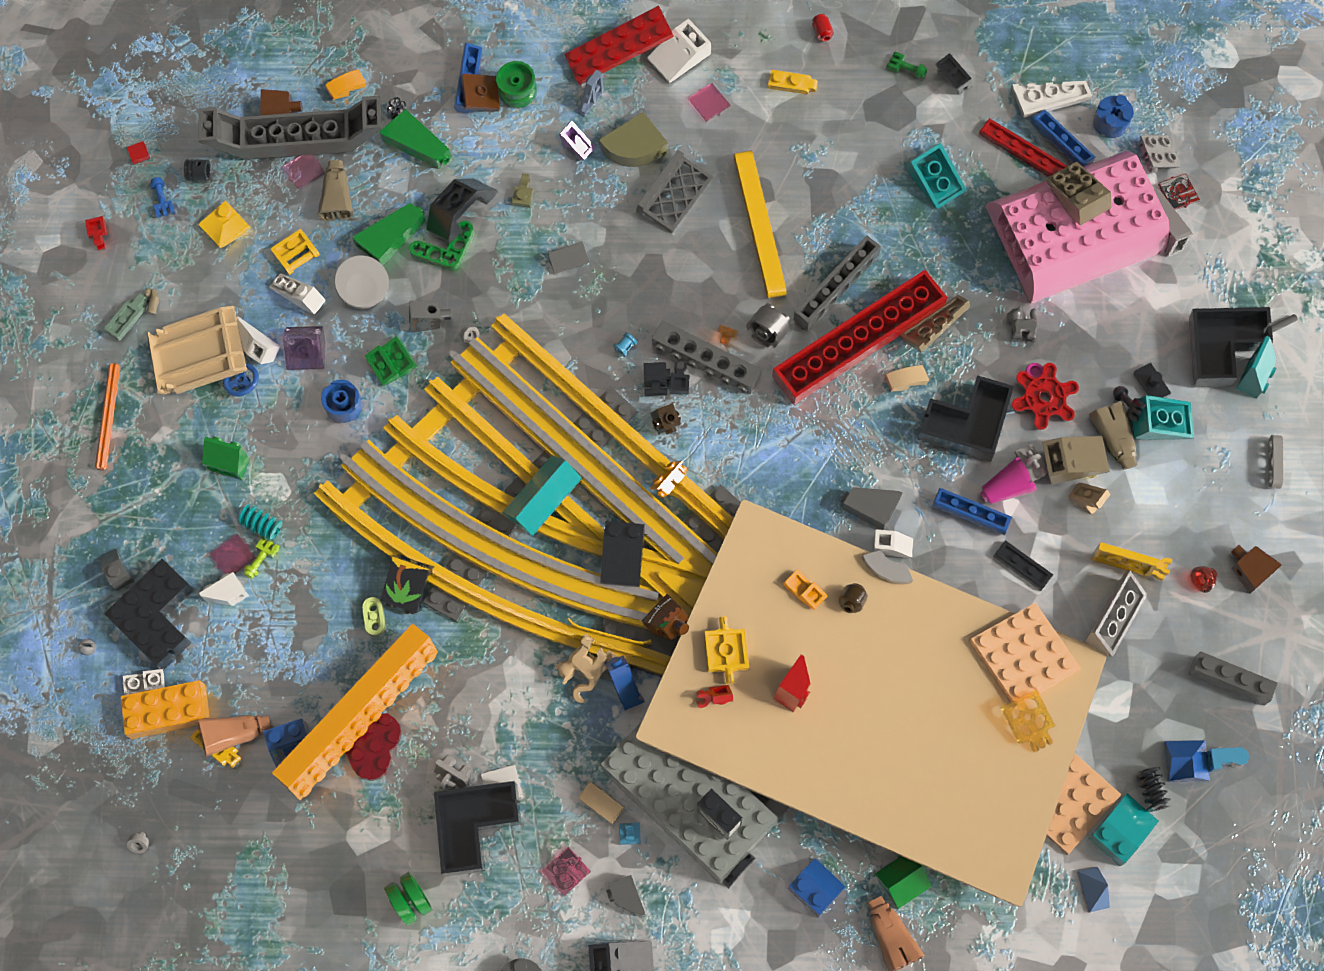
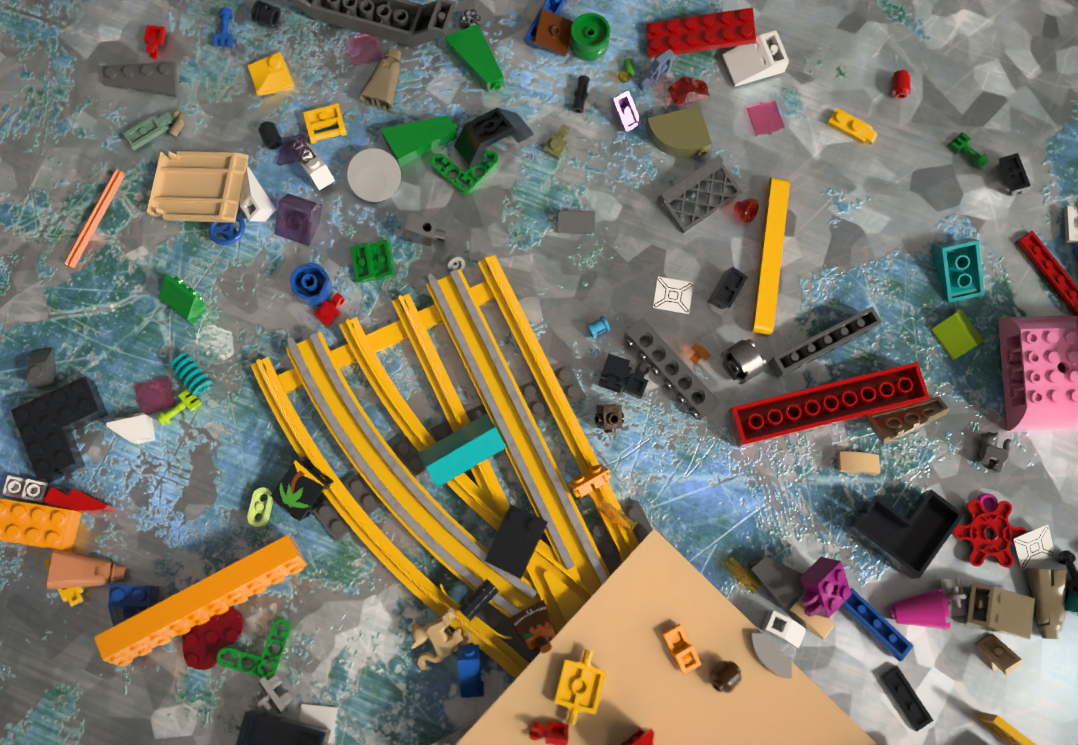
camera: 15 degrees right, 5 degrees up
(105, 268) = (150, 77): none -> dark grey wing
(205, 672) = (76, 501): none -> red slope
(246, 280) = (270, 135): none -> black brick
(274, 285) = (292, 149): none -> clear purple piece
(367, 421) = (327, 311): none -> red plate
(426, 749) = (258, 660): none -> green beam
(528, 140) = (581, 94): none -> black pin
(565, 104) = (629, 71): none -> arm
(608, 616) = (478, 599): none -> black axle
(627, 102) = (688, 91): none -> clear red slope
(683, 292) = (673, 295): none -> white sticker
(705, 500) = (616, 516): none -> clear yellow pin
(722, 191) = (747, 210): none -> clear red brick
(731, 266) = (728, 288): none -> black hinge
(838, 513) = (742, 574): none -> clear yellow pin
(913, 493) = (824, 587): none -> magenta hinge
(918, 527) = (815, 624): none -> tan slope
(955, 234) = (957, 335): none -> lime slope
(1089, 394) = (1034, 547): none -> white sticker

